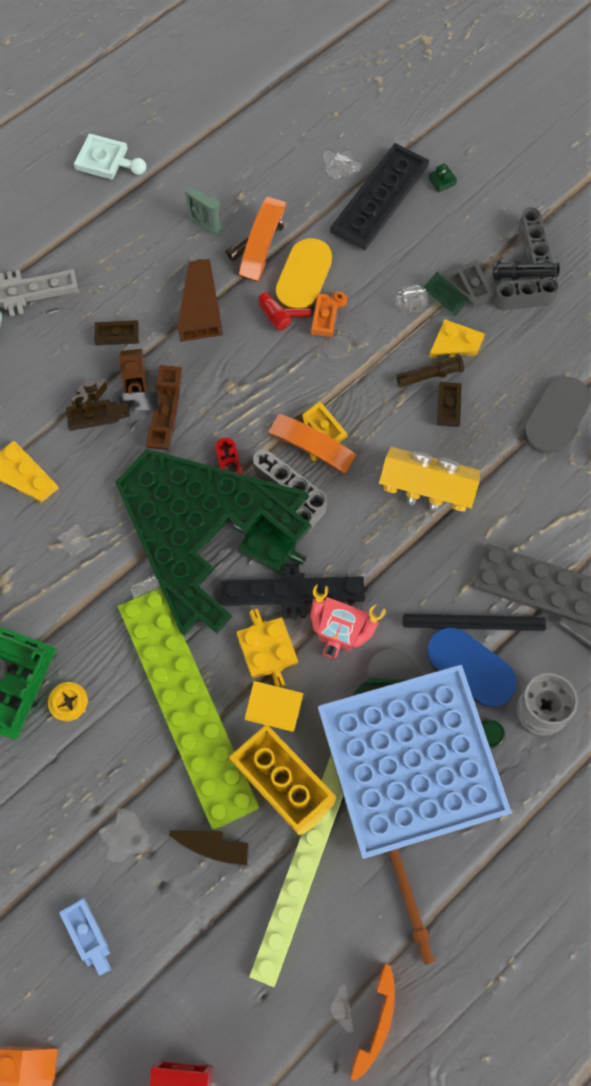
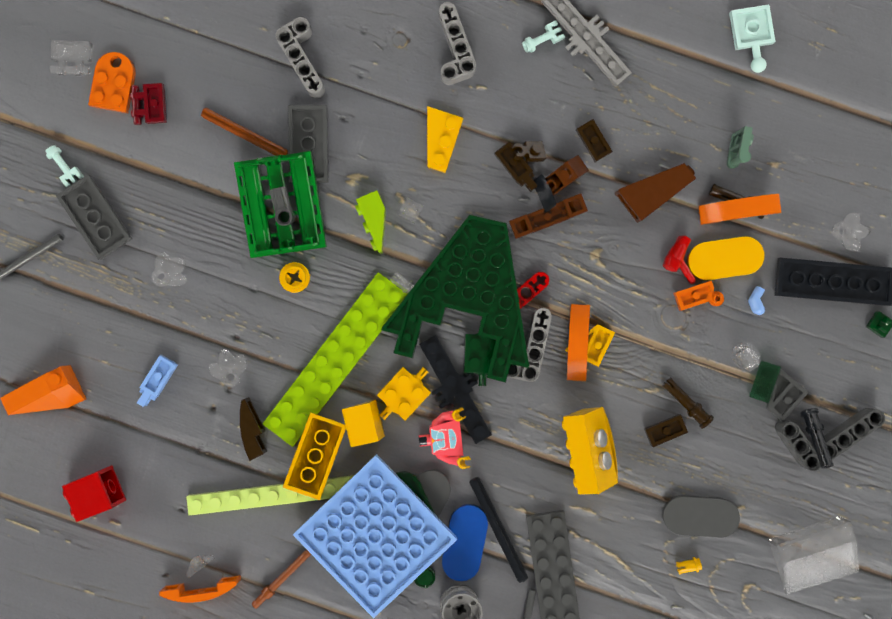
camera: 65 degrees right, 20 degrees up
(53, 578) = (374, 214): none -> lime slope
(362, 268) = (755, 302): none -> light blue arm
(456, 339) = (727, 409): yellow wing -> none

